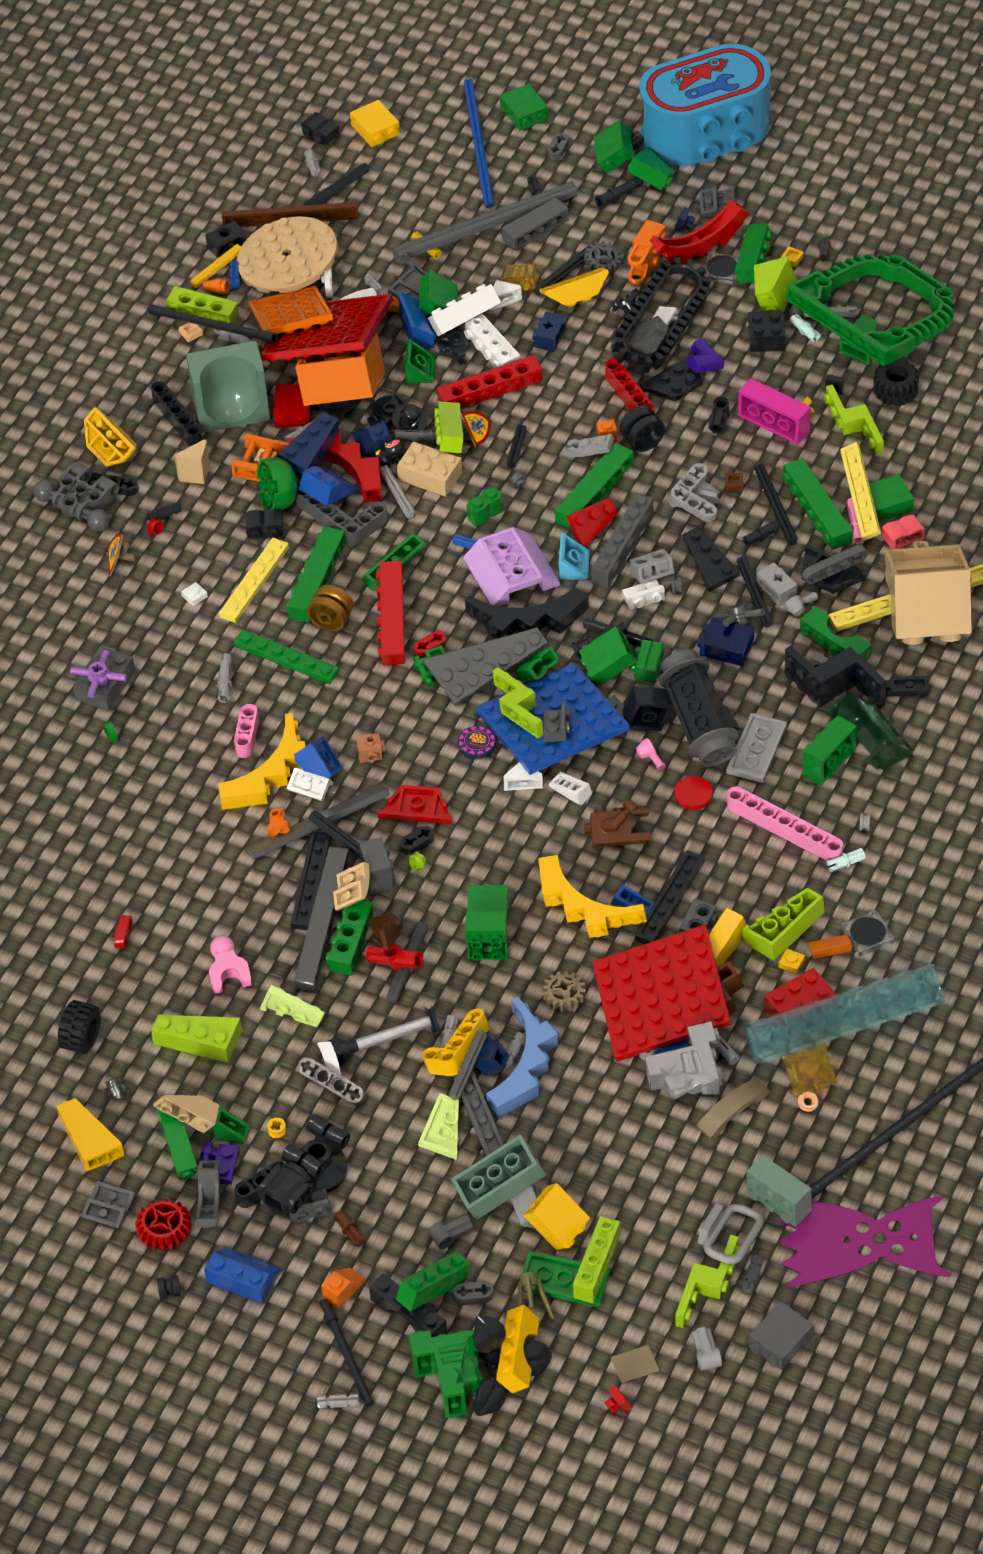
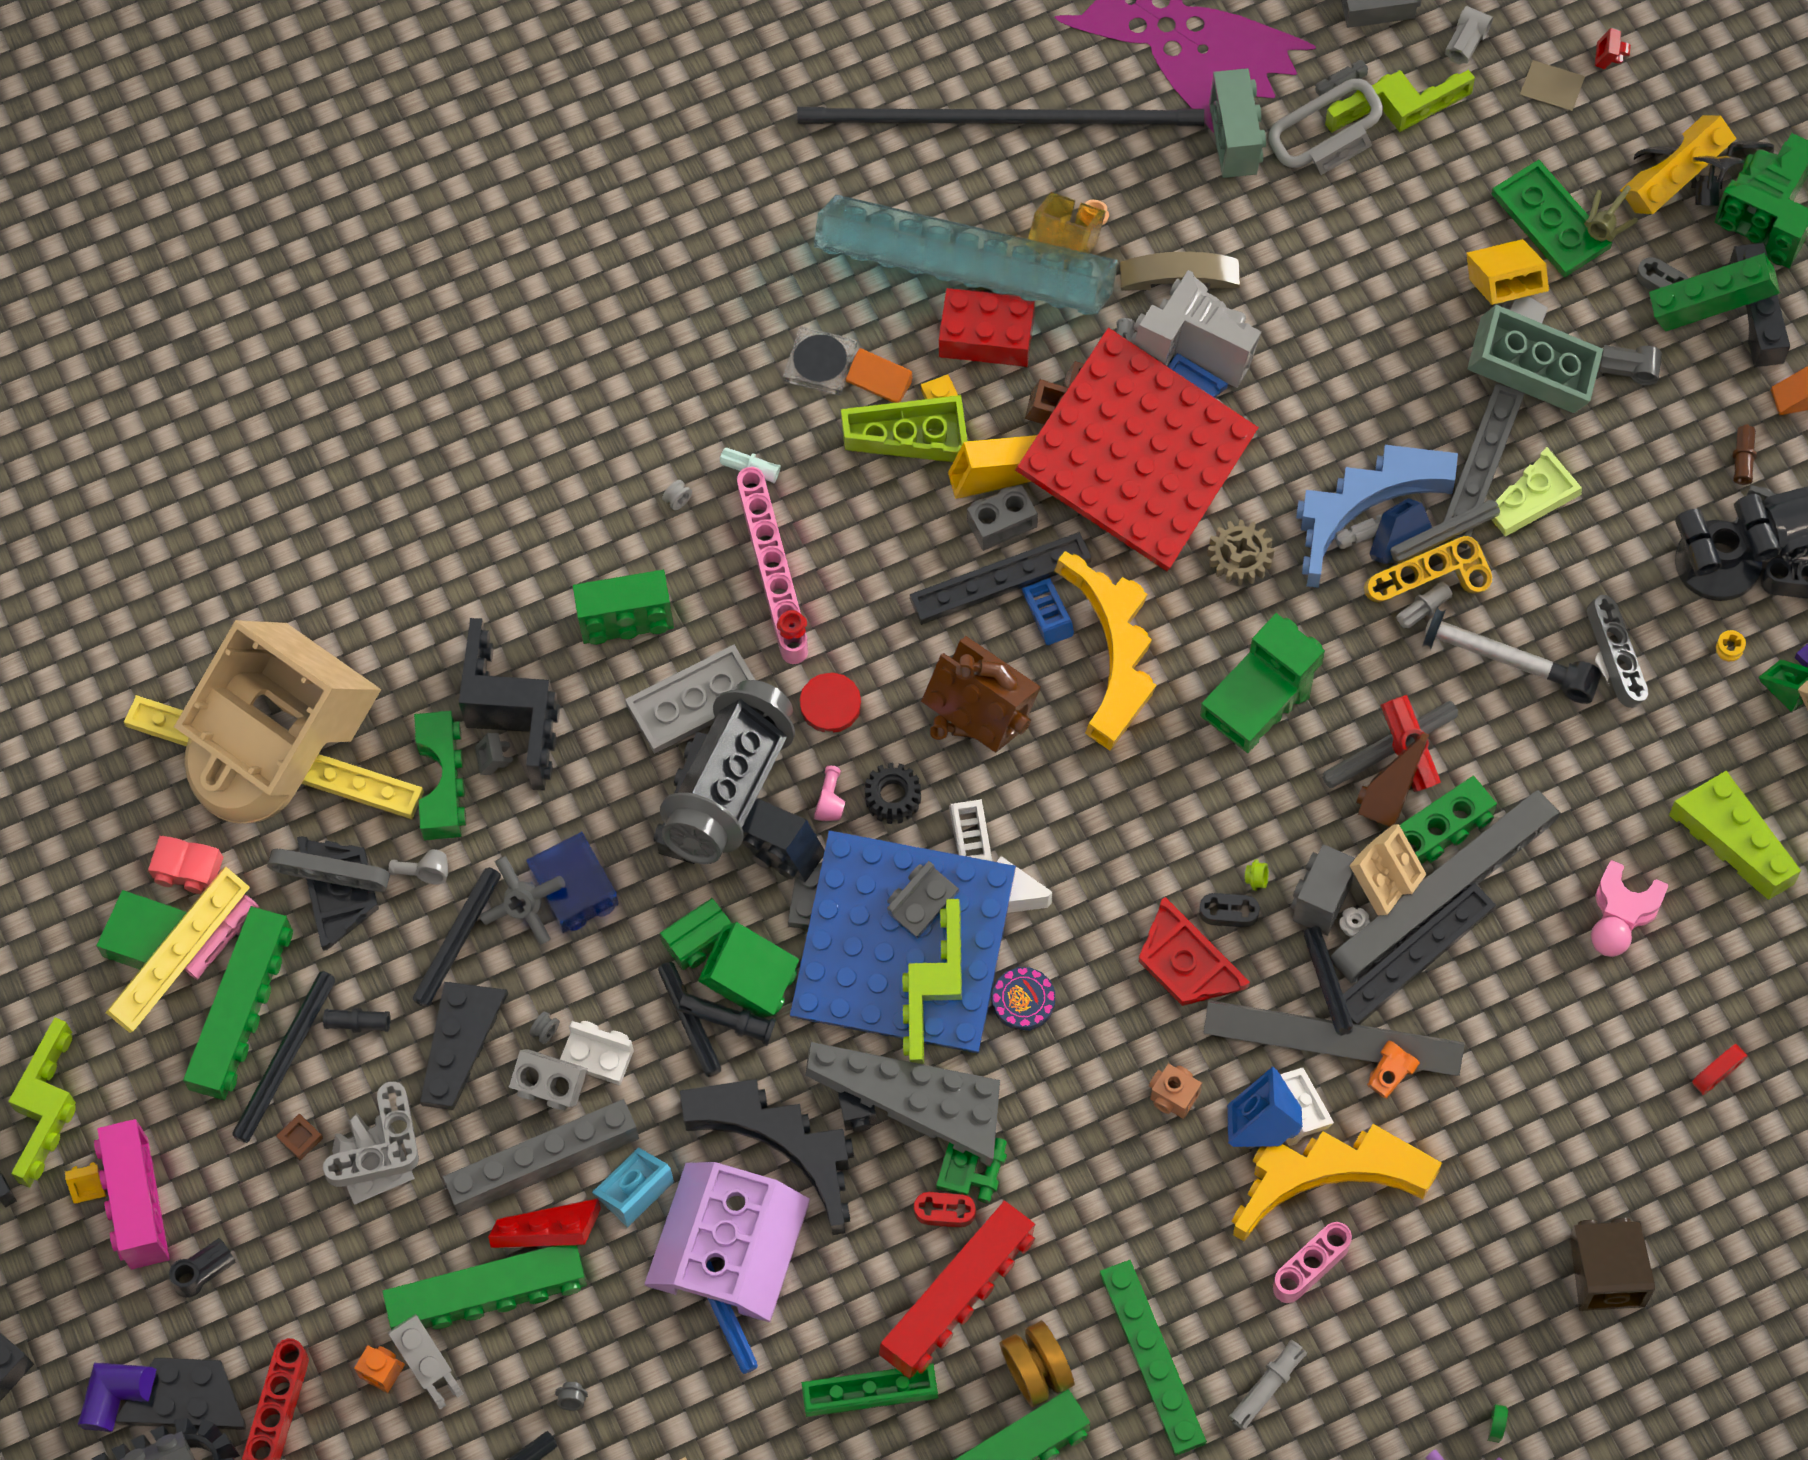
camera: 140 degrees left, 15 degrees up
(107, 814) = (1611, 1265): none -> dark brown slope
(291, 1005) = (1593, 780): yellowish green wing -> none
(484, 506) = (653, 1381): green brick -> none
(537, 665) = (852, 1032): green brick -> none
(596, 1259) = (1507, 190): lime brick -> none
(622, 766) = (892, 775): none -> black tyre
(642, 428) = (332, 1318): black wheel -> none
(740, 792) = (792, 617): none -> red plate
(776, 584) = (425, 934): light grey brick -> none
(872, 730) = (540, 587): clear green windscreen -> none
(907, 686) = (431, 638): black hinge -> none

